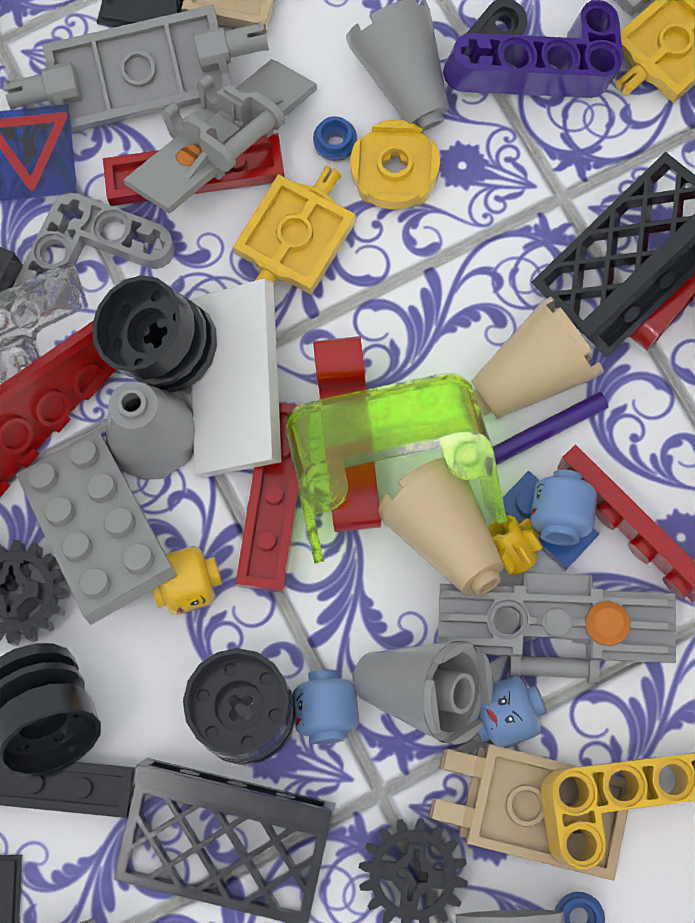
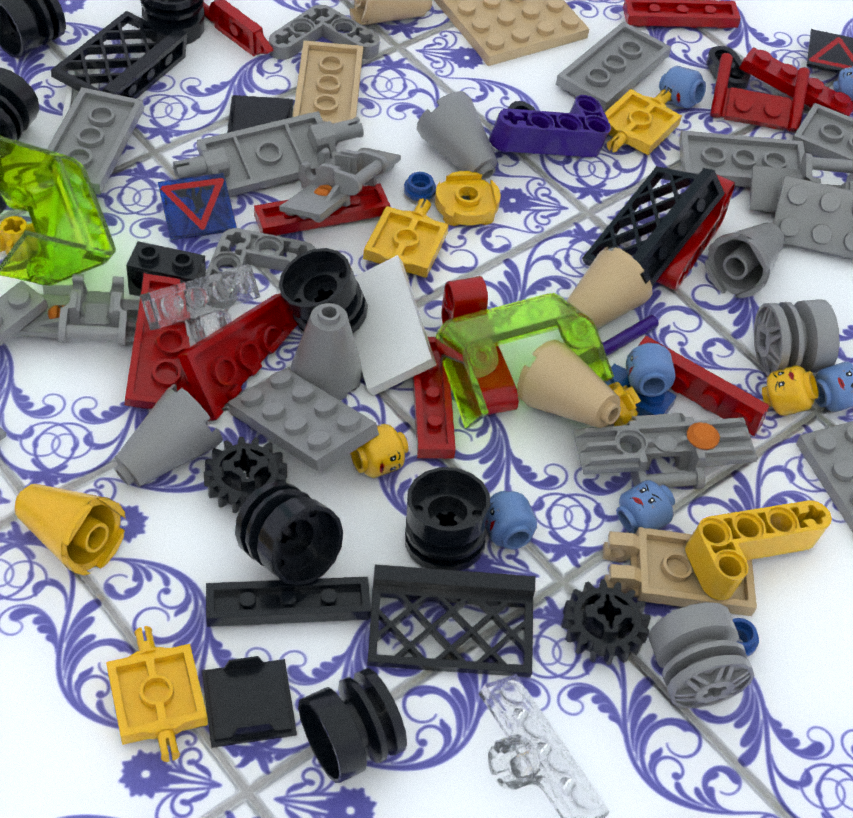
camera: 25 degrees left, 25 degrees down
(429, 687) = (583, 484): light grey cone -> none

